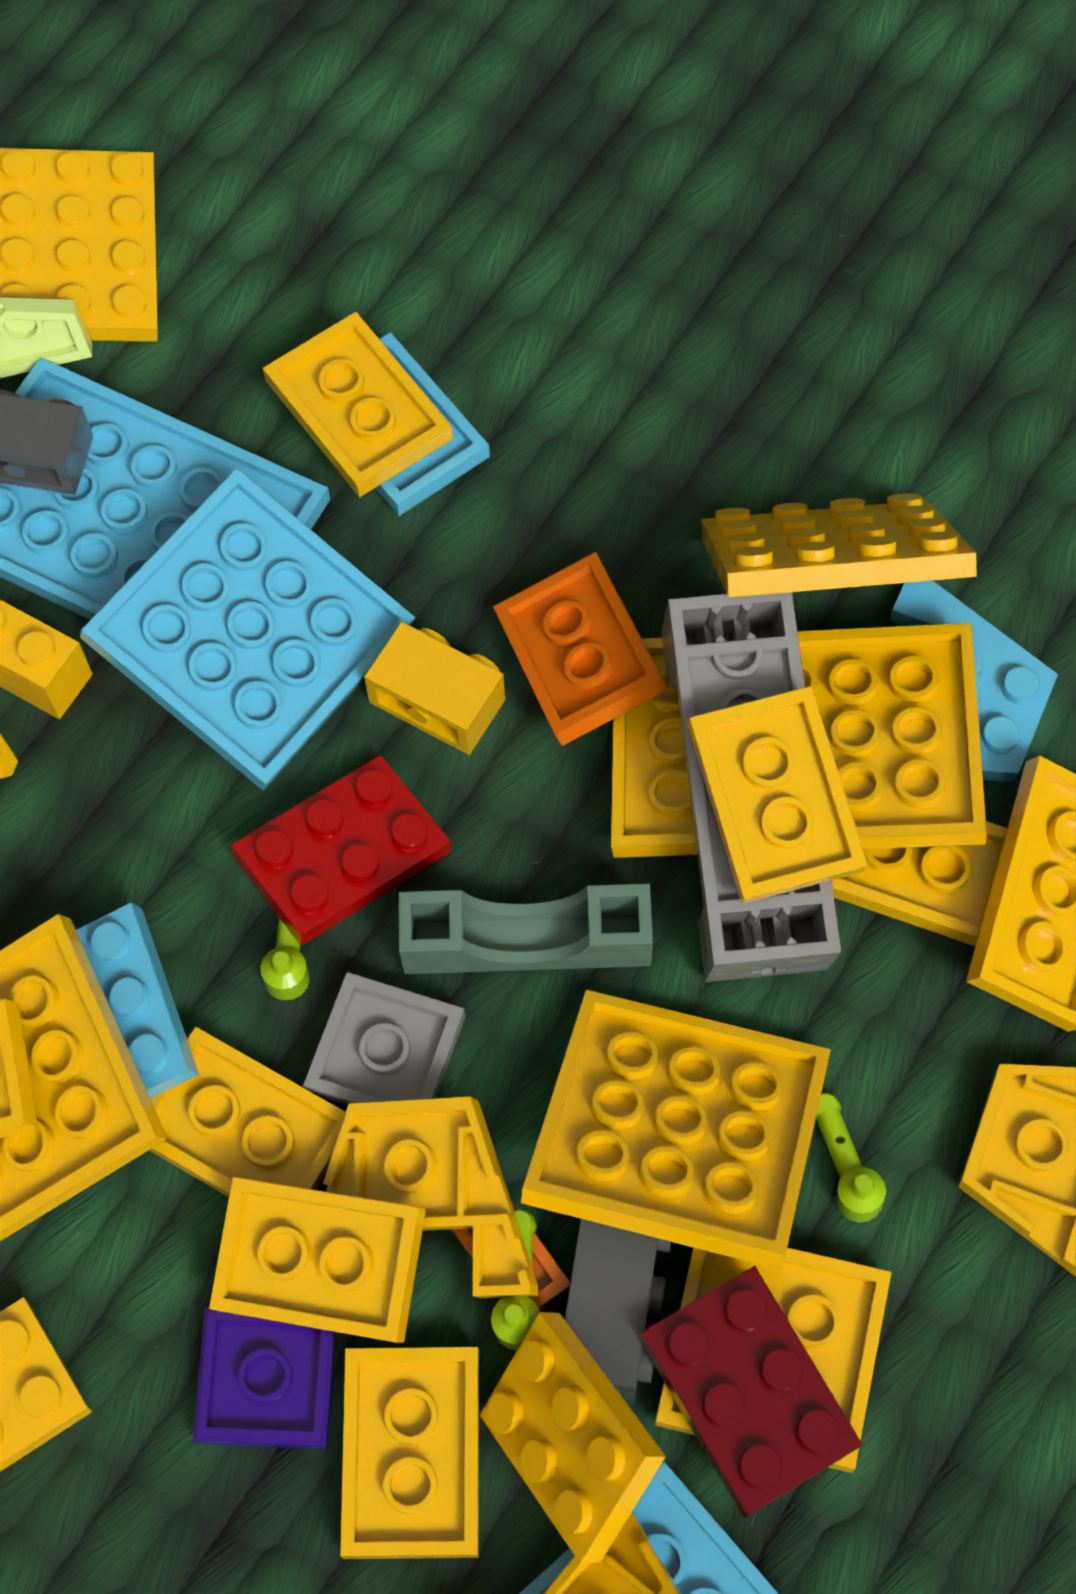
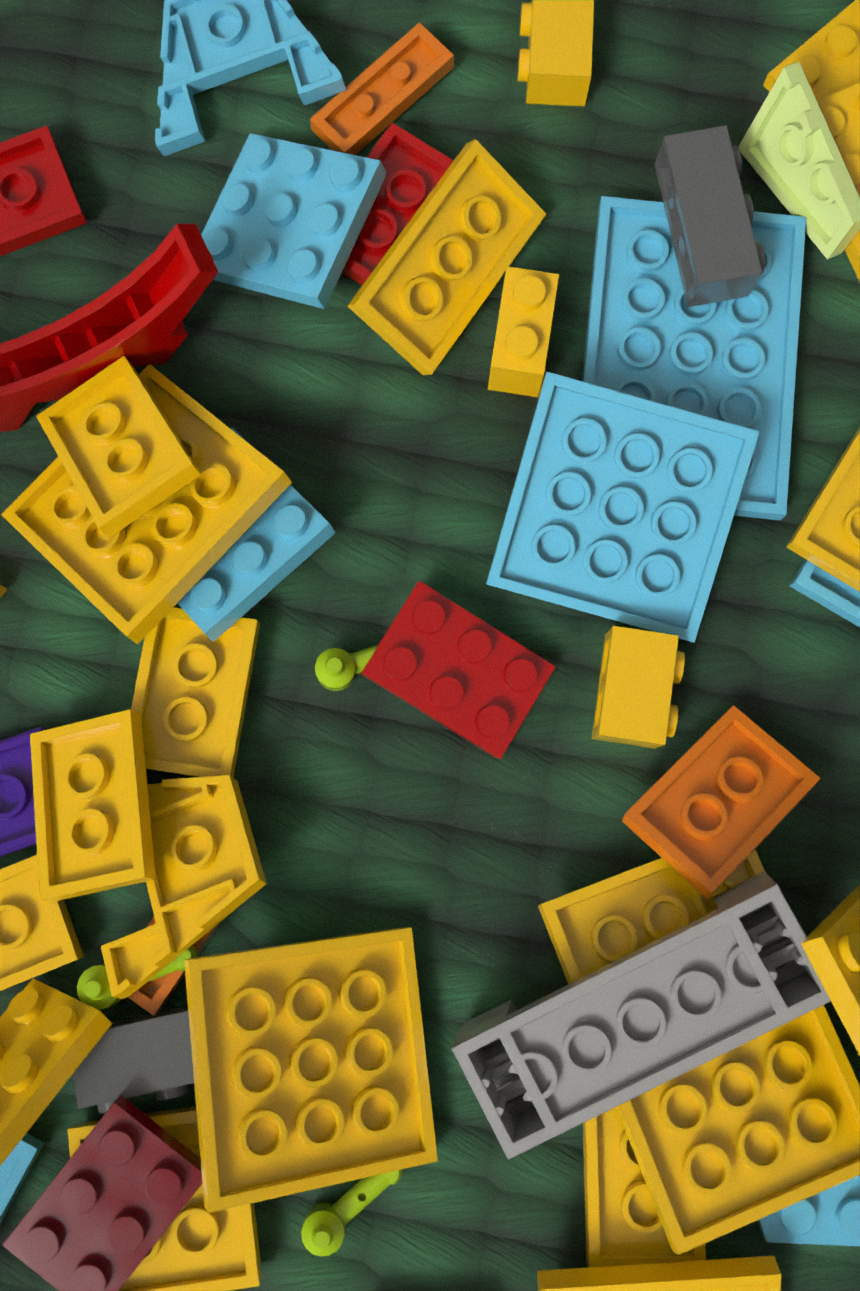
camera: 65 degrees right, 15 degrees up
(383, 1045) = (298, 779): light grey plate -> none
(466, 934) = (440, 861): sand green arch -> none
(776, 795) = (623, 1059): yellow plate -> none

